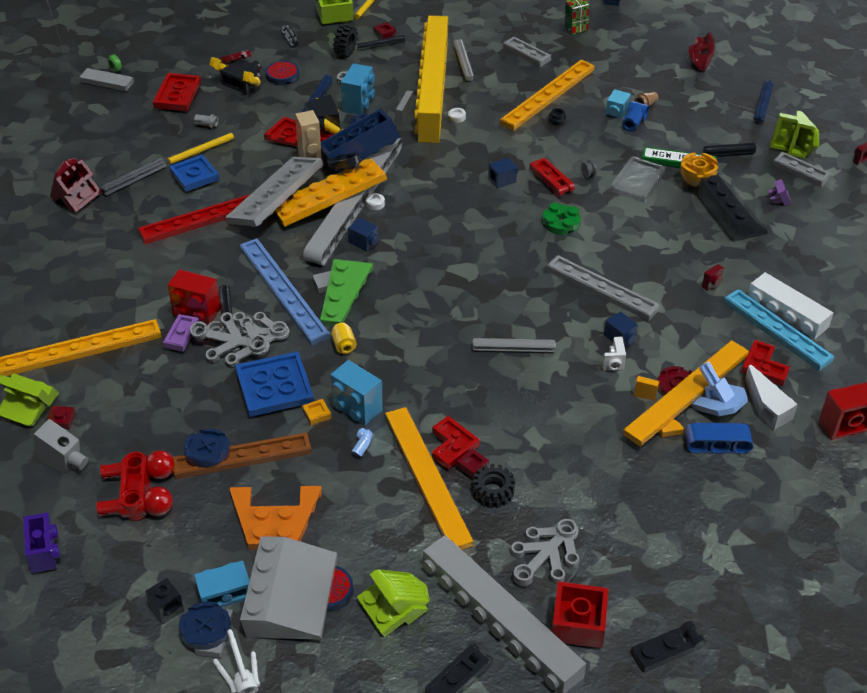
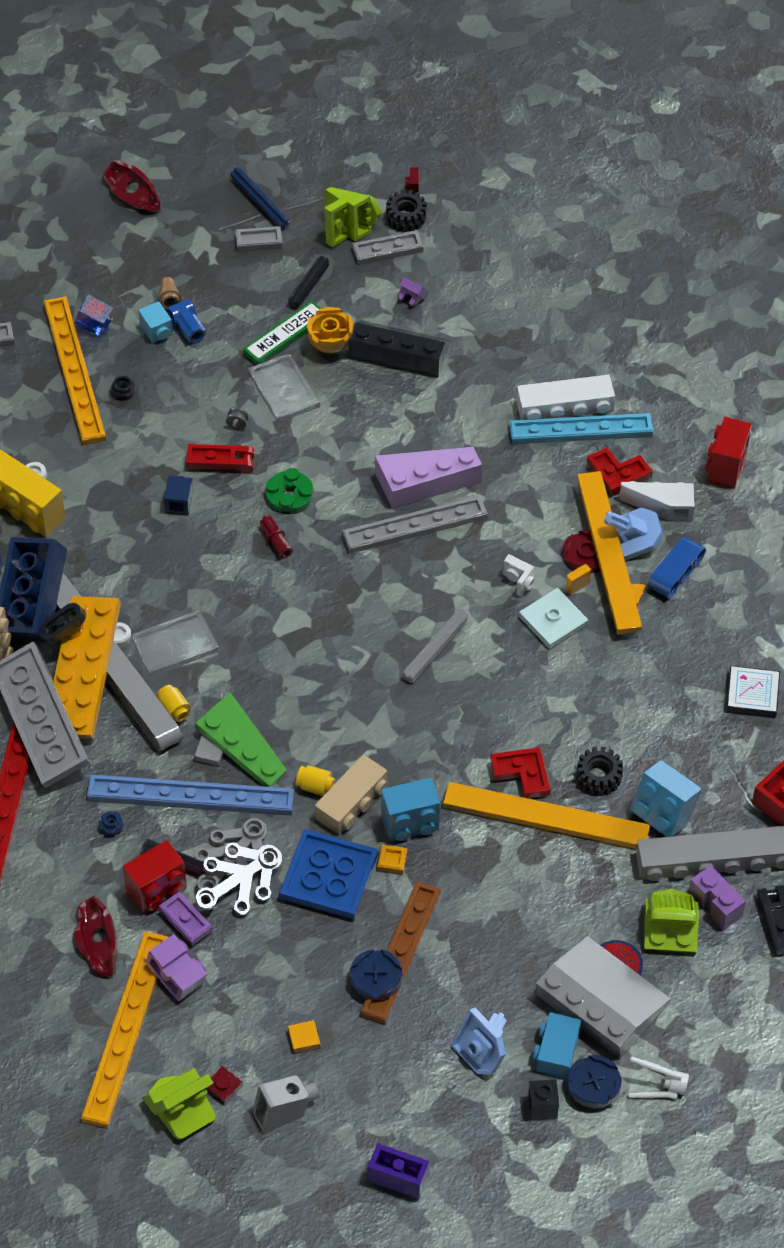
camera: 55 degrees left, 10 degrees up
(130, 438) = (304, 1036): none -> light orange tile
(133, 299) = (91, 918): none -> dark red piece
(133, 344) = (175, 968): none -> medium lavender brick
(135, 496) = (381, 1058): red piece -> none
(193, 534) = (481, 1041): none -> light blue piece
(228, 265) = (113, 828): none -> dark blue plate
(274, 520) = (509, 972): orange wing -> none
(332, 356) = (351, 795): none -> tan brick
(342, 245) = (174, 702): none -> yellow brick
(363, 234) = (172, 672): dark blue brick -> none
(365, 438) = (466, 839): light blue arm -> none
(396, 227) = (174, 643): none -> clear tile
(440, 618) = (715, 892): none -> medium lavender brick
(472, 462) = (561, 770): dark red plate -> none
(495, 531) = (665, 799): none -> dark azure brick
(519, 229) = (276, 537): none -> dark red axle
(546, 550) = (701, 775): light grey plant -> none
(591, 78) = (94, 315): none -> clear blue brick
(602, 394) = (553, 618): none -> light aqua plate
(621, 326) = (490, 548): dark blue brick -> none
(645, 269) = (426, 473): none -> lavender wedge
(659, 545) = (753, 691): none -> white tile
(712, 277) = (482, 429): dark red plate -> none
(734, 115) = (258, 238): none -> light grey tile
(838, 161) = (406, 201): none -> black tyre

